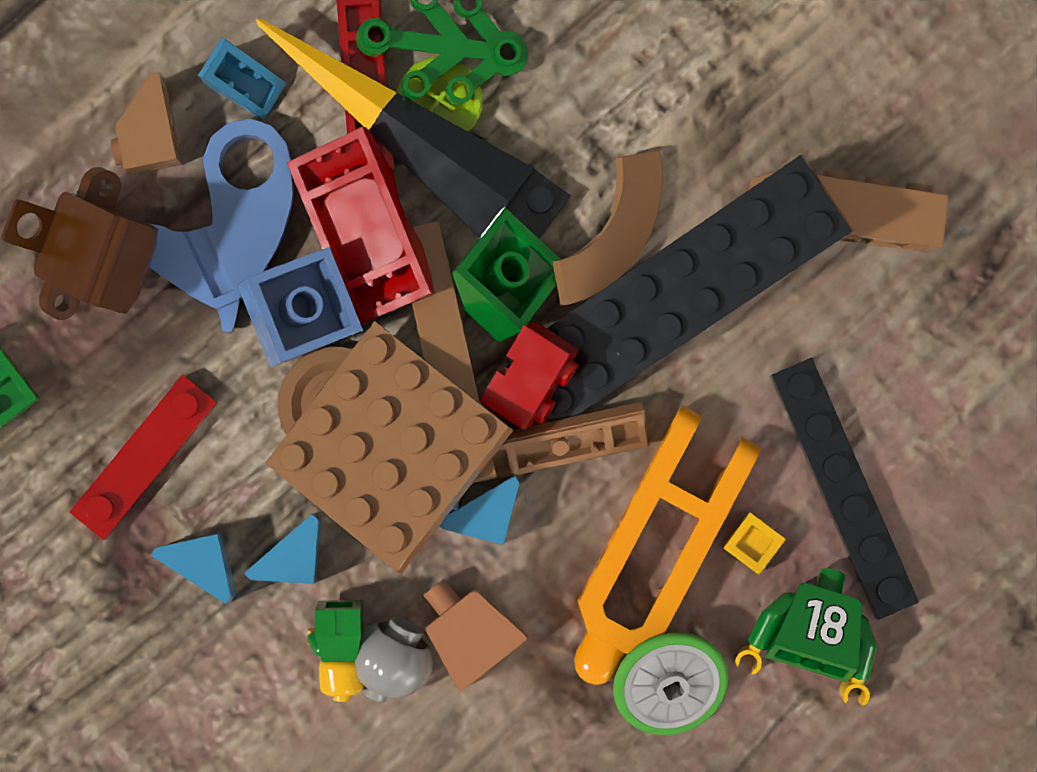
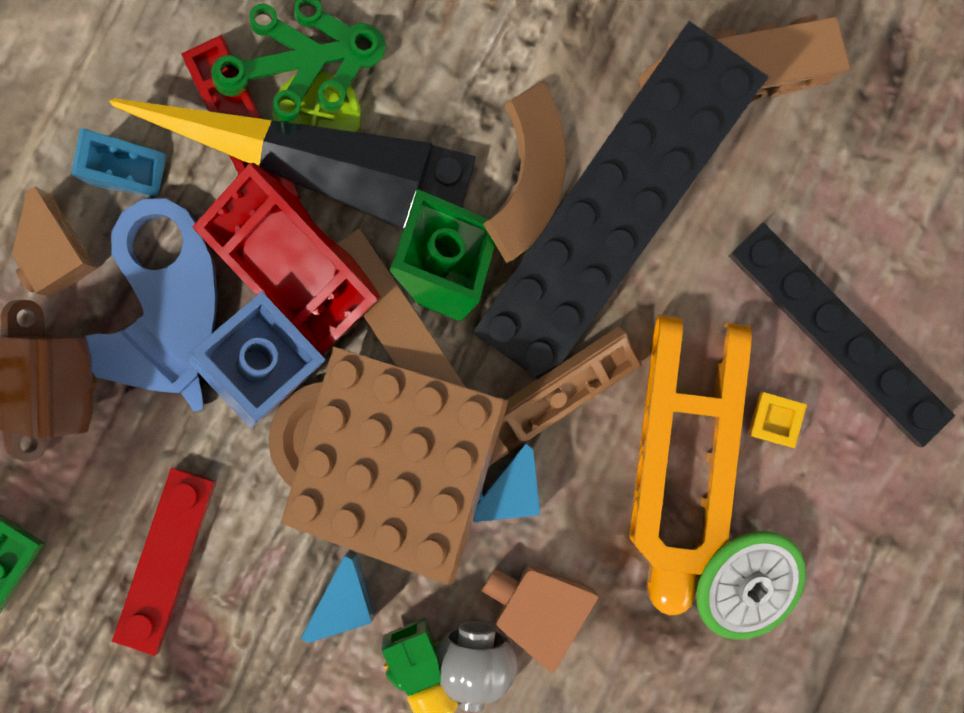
camera: 15 degrees left, 0 degrees up
(201, 562) = (257, 643): dark azure slope -> none
(537, 368) = (508, 329): red brick -> none
(818, 633) = (871, 483): green torso -> none

